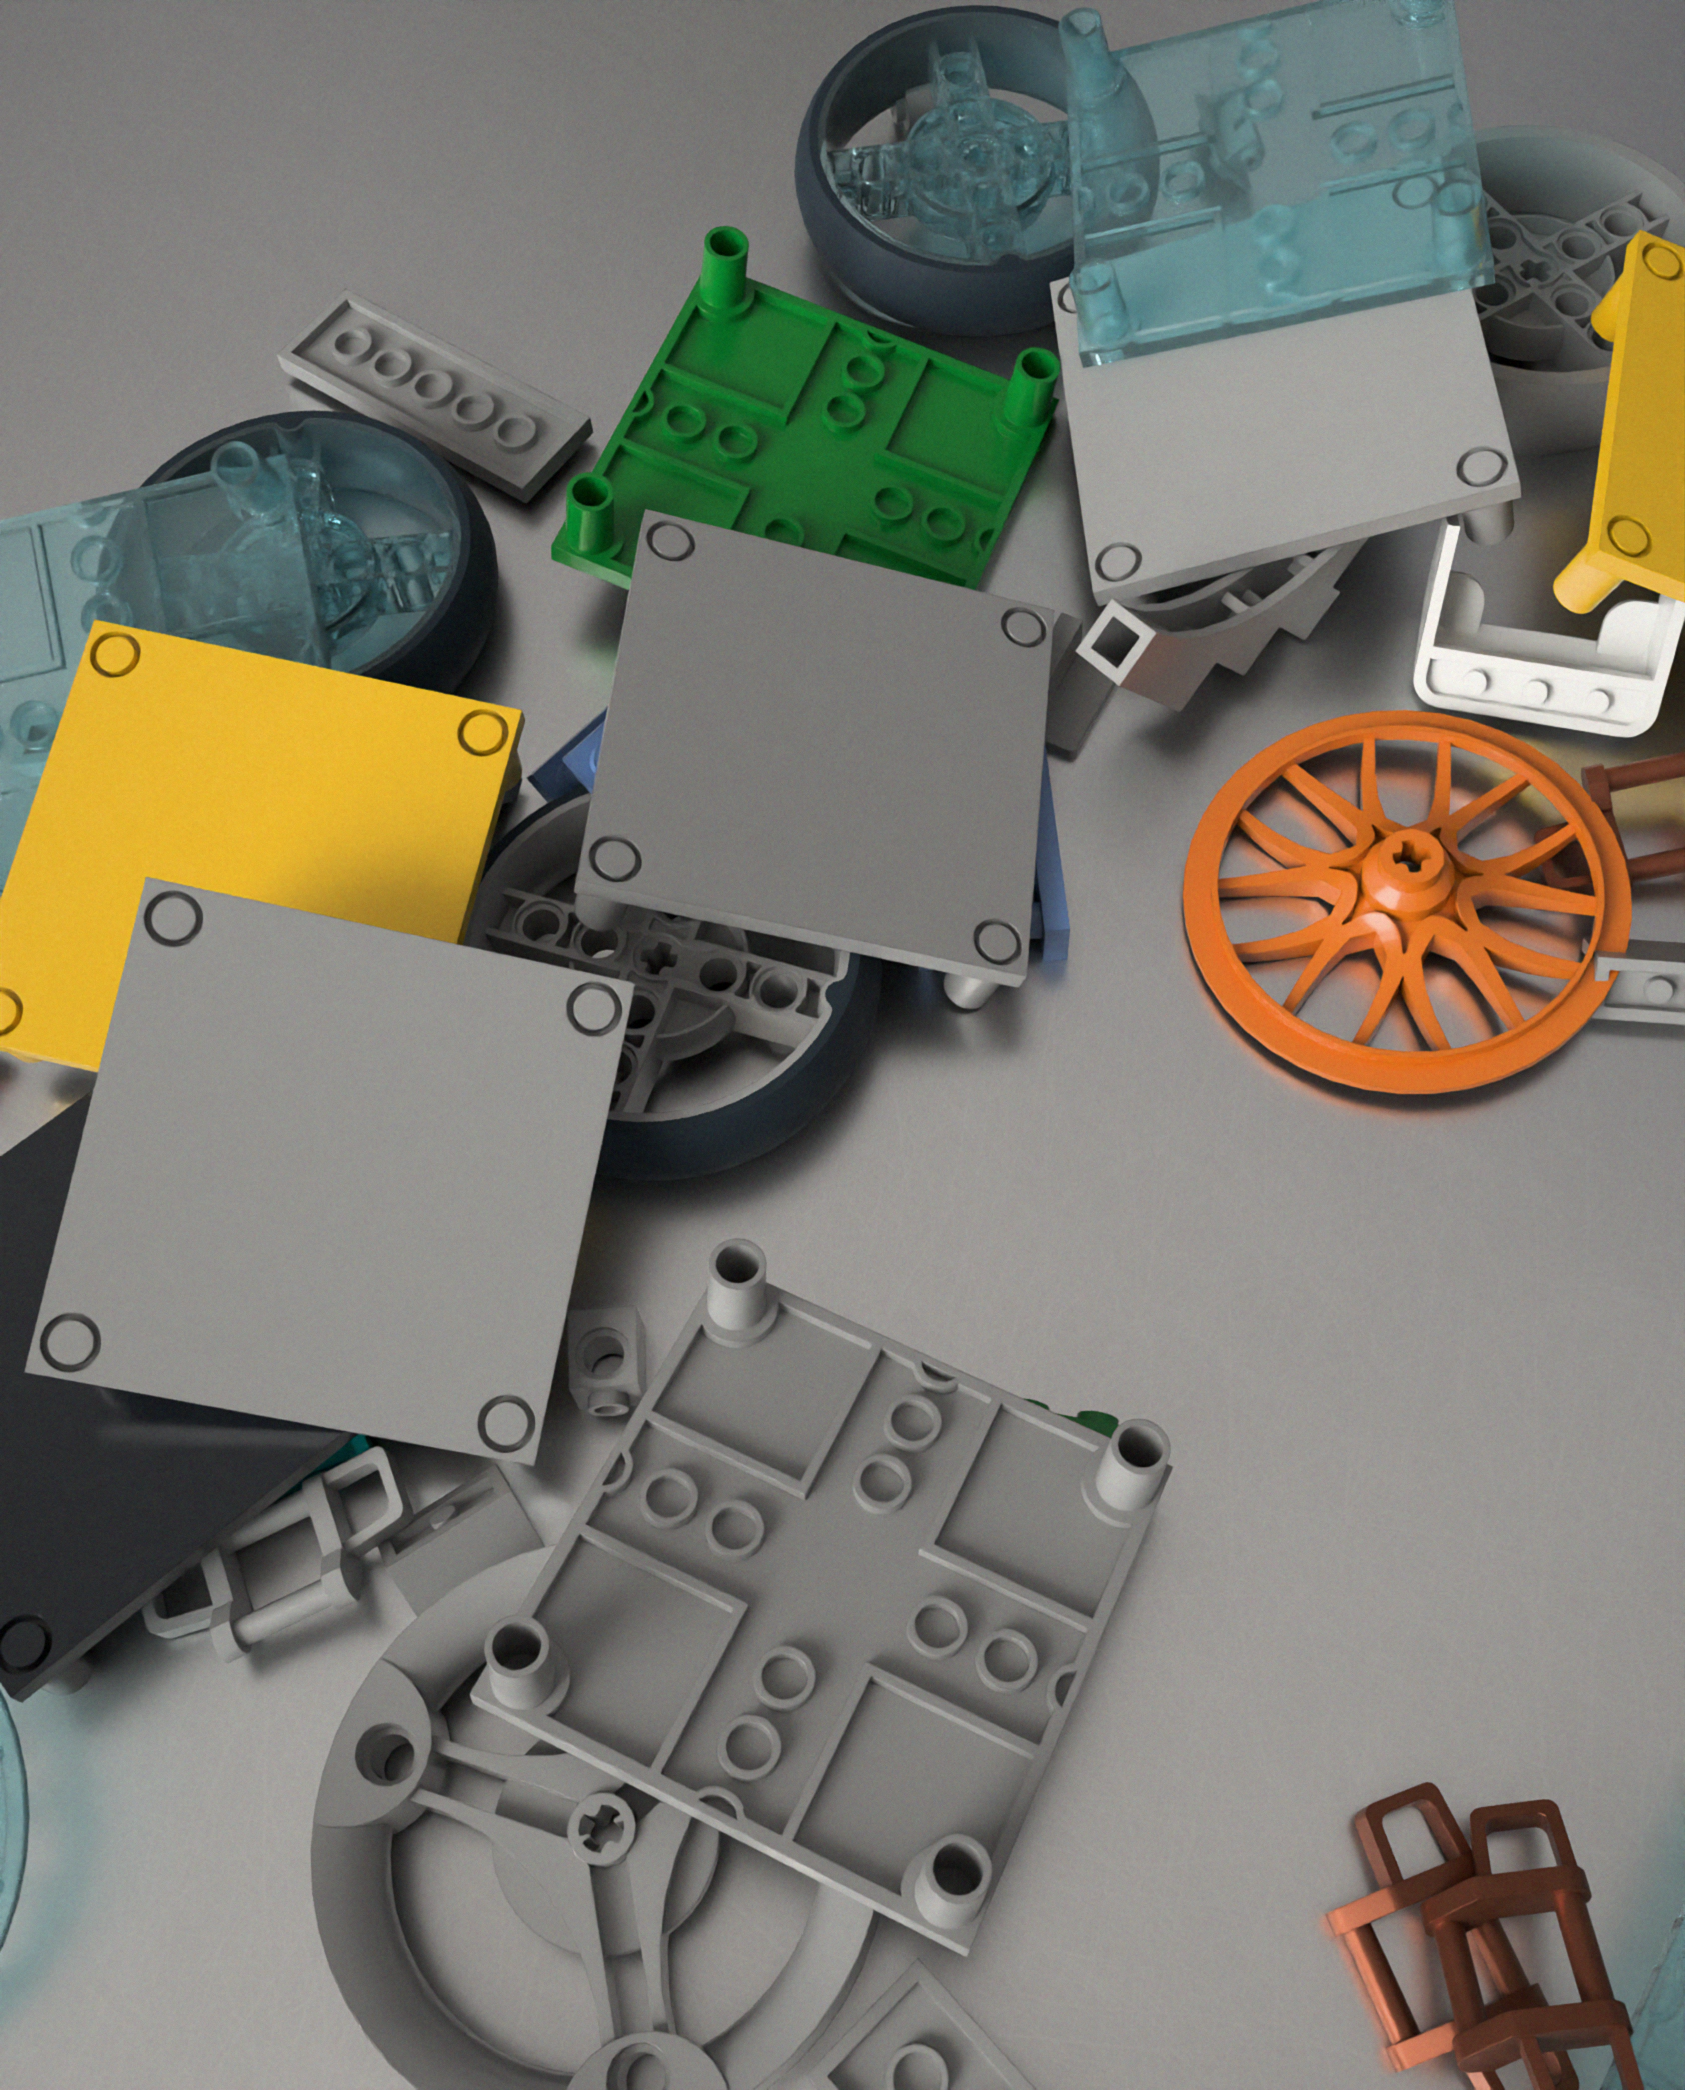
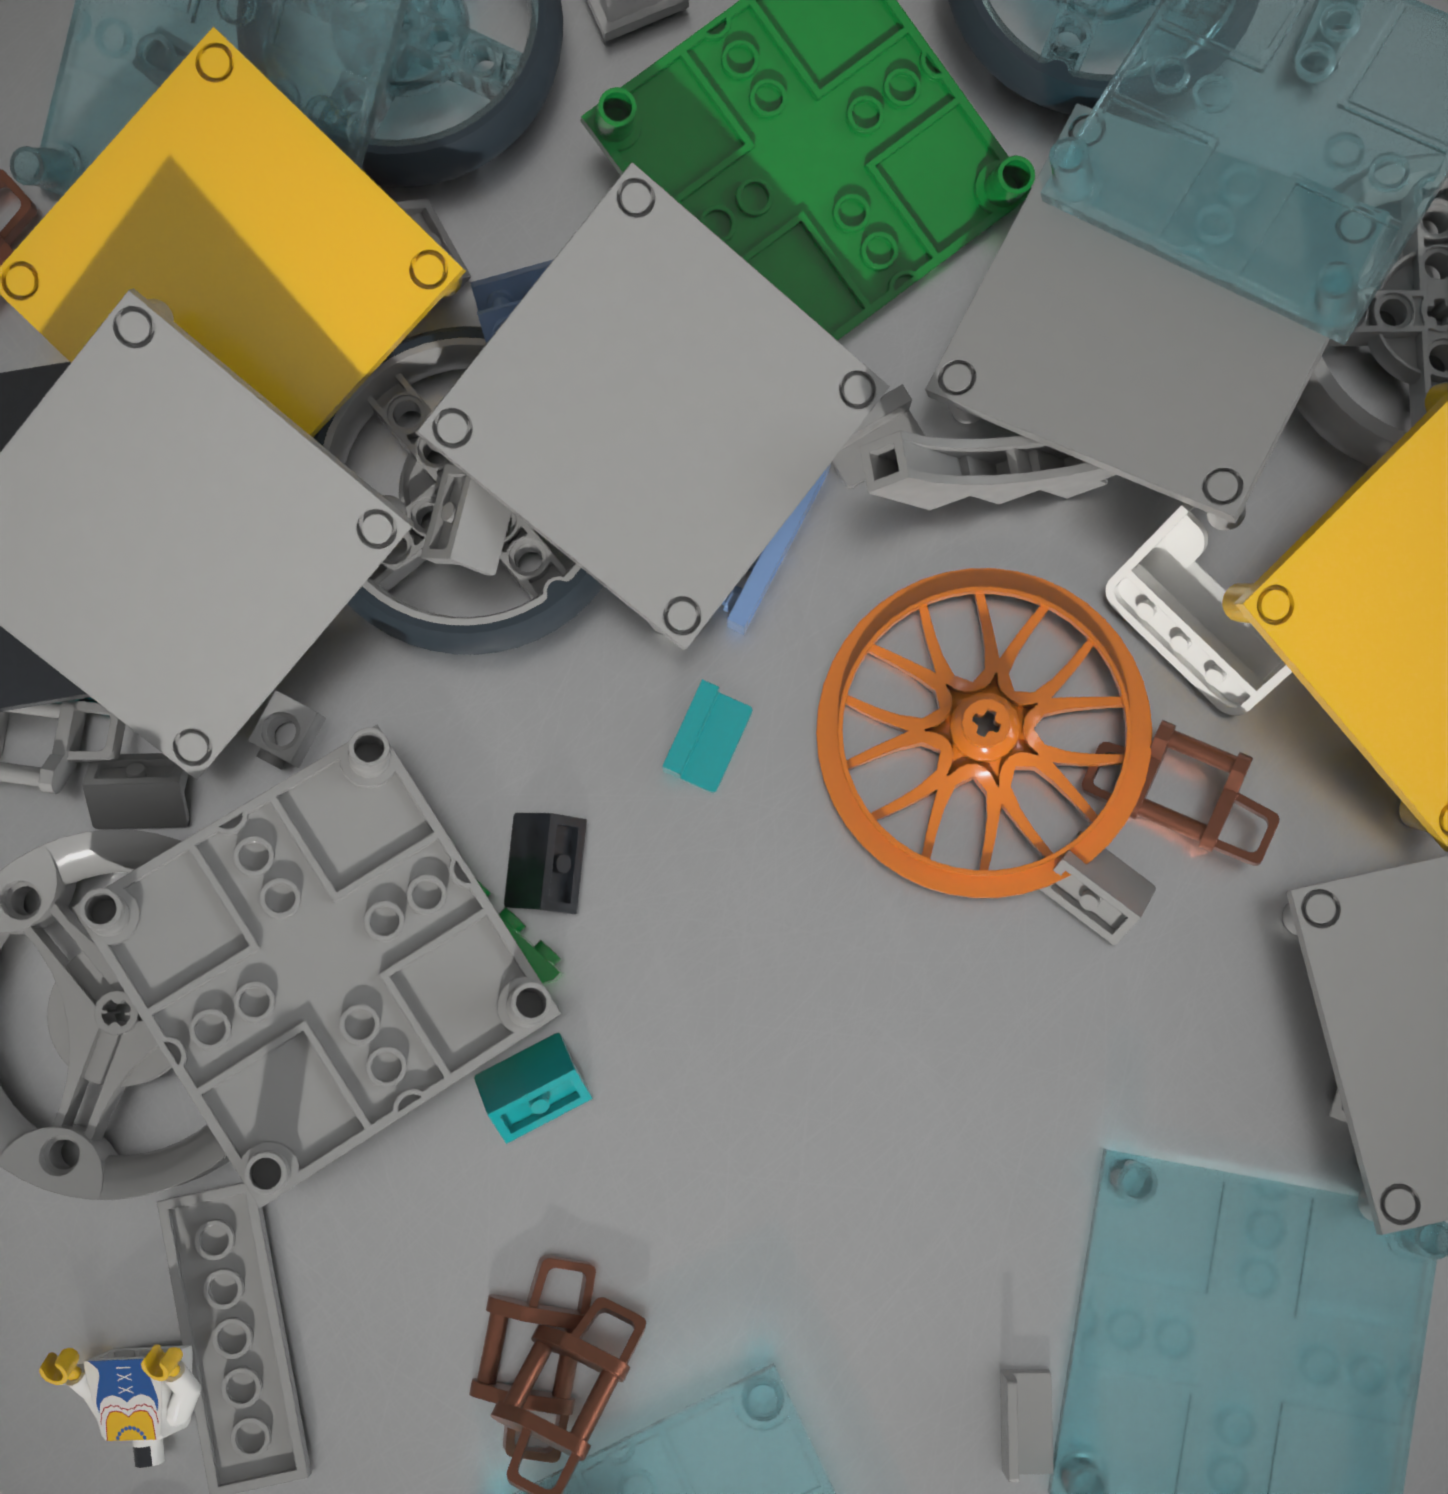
camera: 25 degrees right, 20 degrees up
(686, 974) = (466, 525): none -> light grey panel
(1017, 1323) = (545, 862): none -> black panel
(1106, 1081) = (707, 738): none -> teal panel
(1192, 1603) = (531, 1088): none -> teal panel

